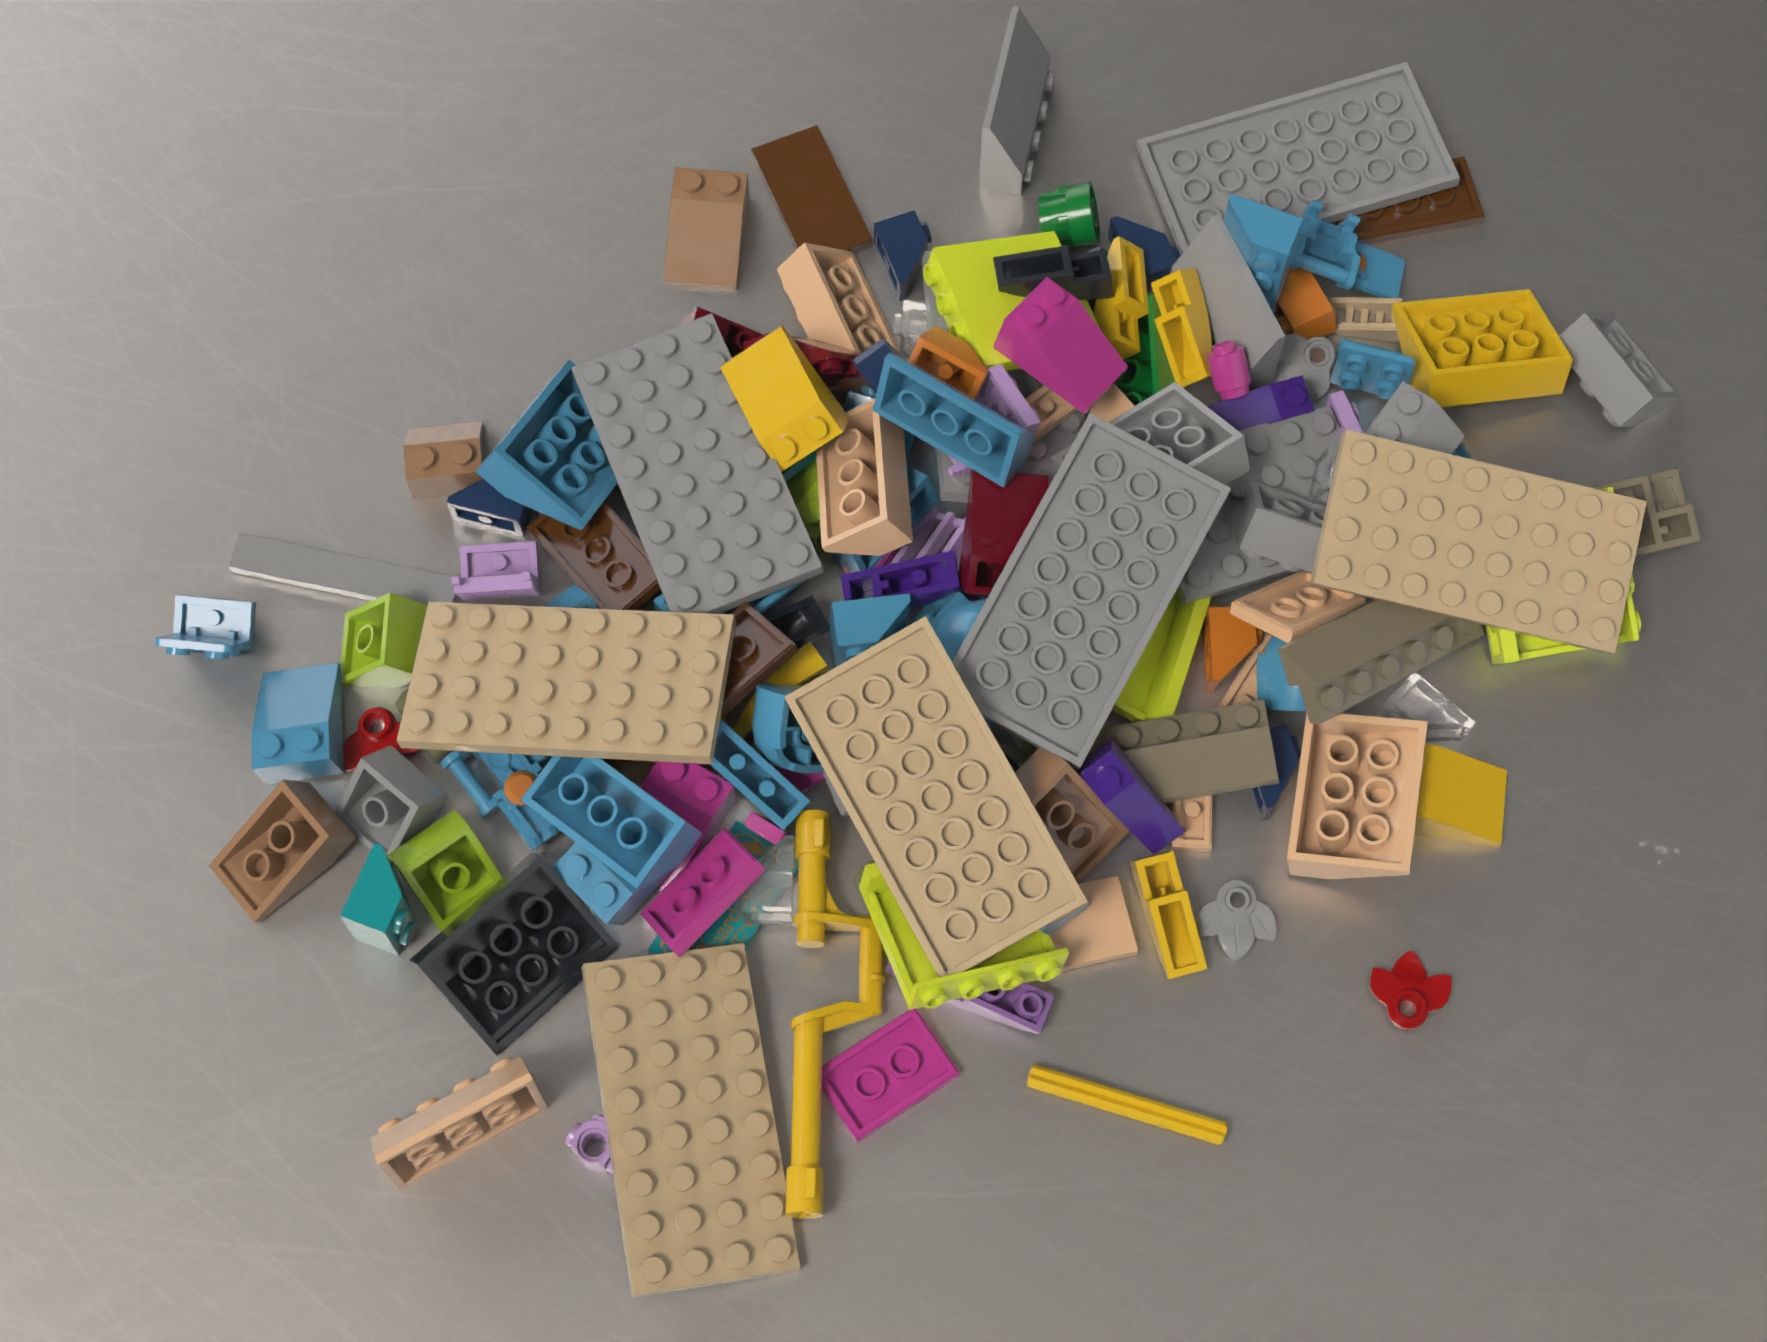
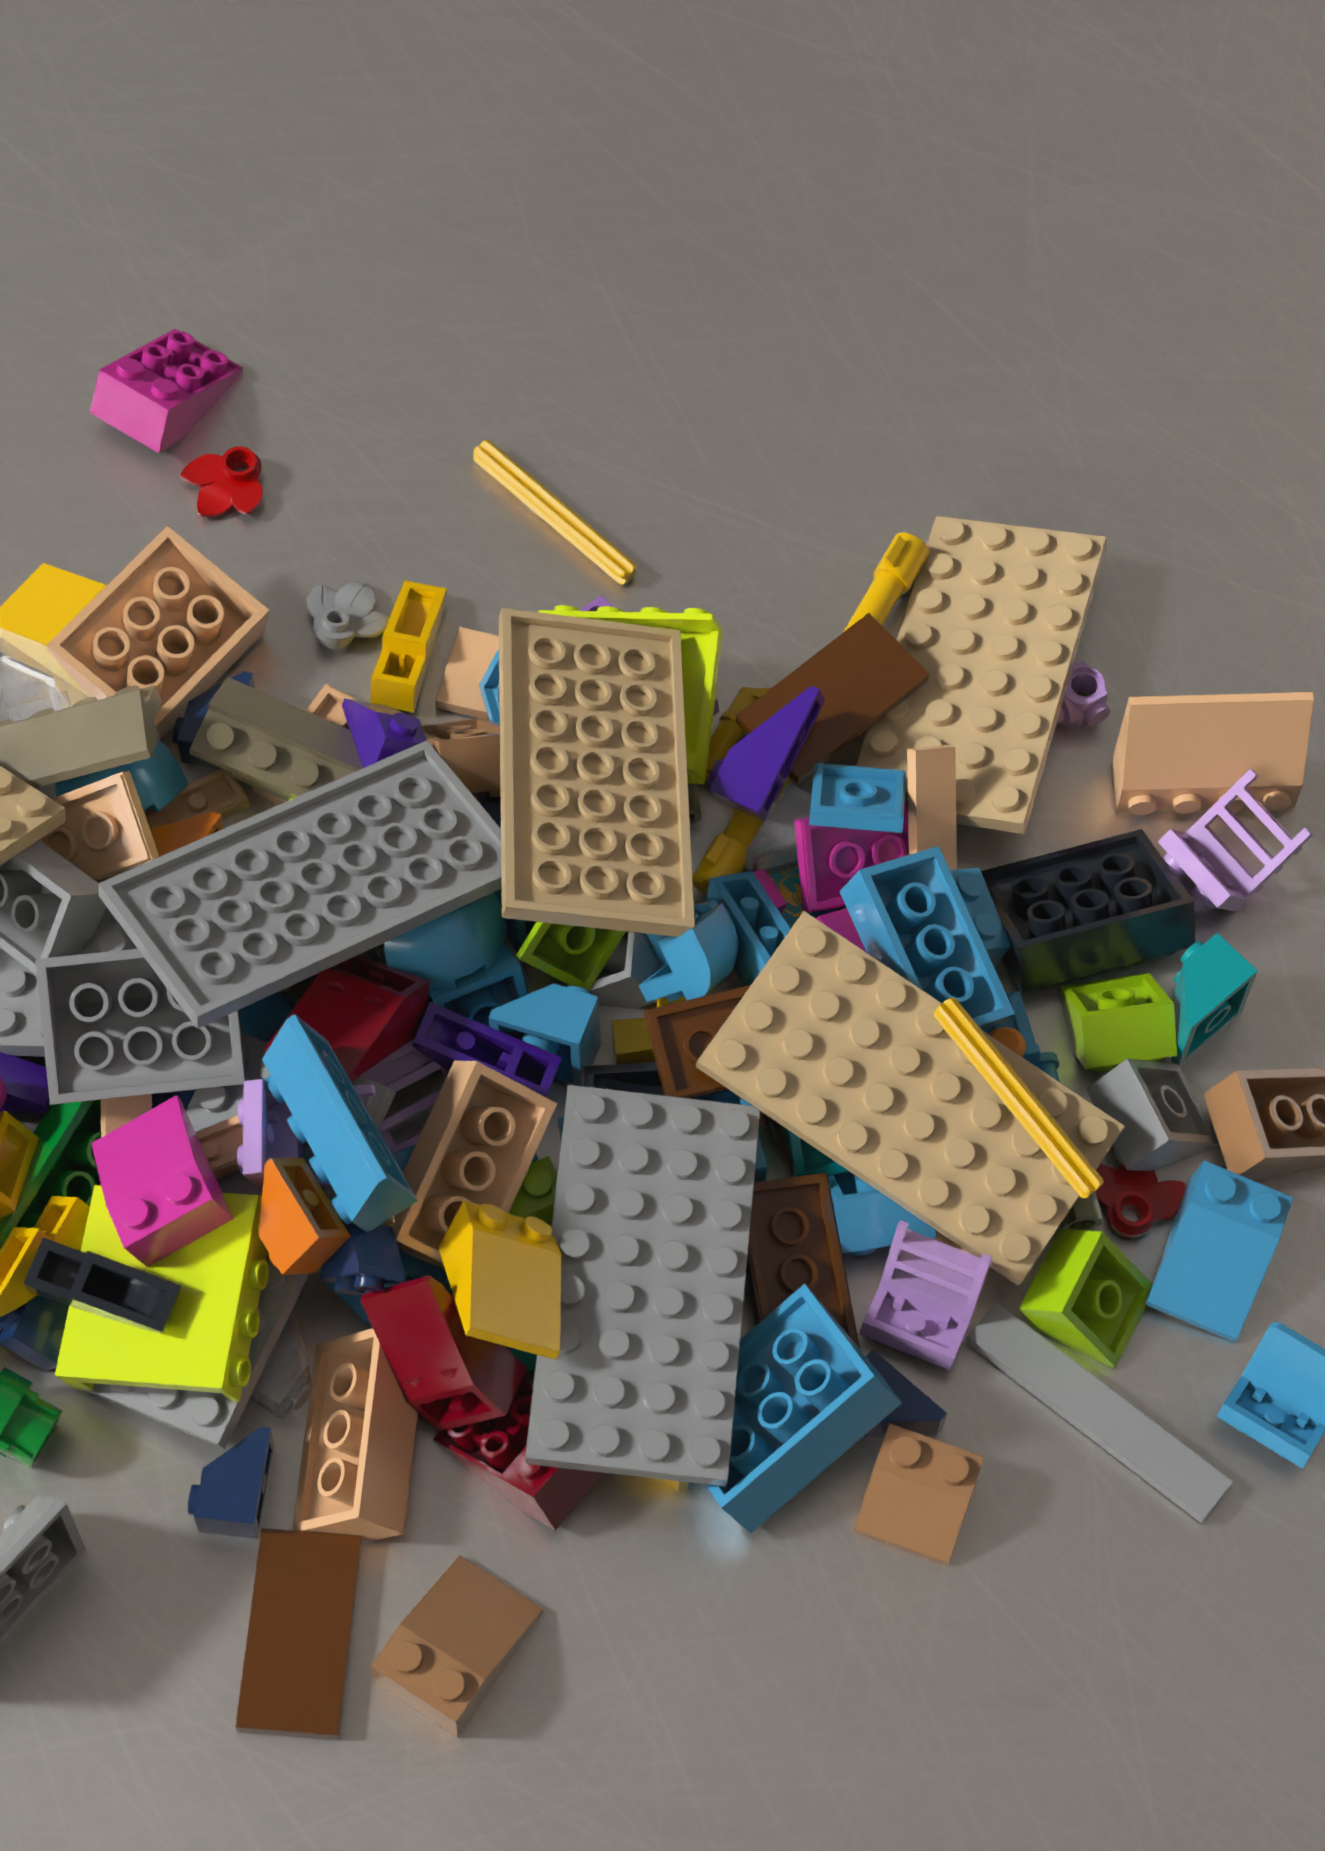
camera: 155 degrees left, 5 degrees down
(419, 1033) = (1212, 866): none -> lavender plate
(482, 703) = (1018, 1098): none -> yellow axle
(661, 937) = (932, 801): none -> light nougat tile
(724, 912) = (858, 798): none -> dark azure tile
(792, 1010) = (861, 679): none -> reddish brown tile
(817, 906) = (762, 760): none -> dark purple slope
(886, 1074) = (769, 636): dark pink tile -> none
(1519, 1052) = (162, 389): none -> dark pink slope

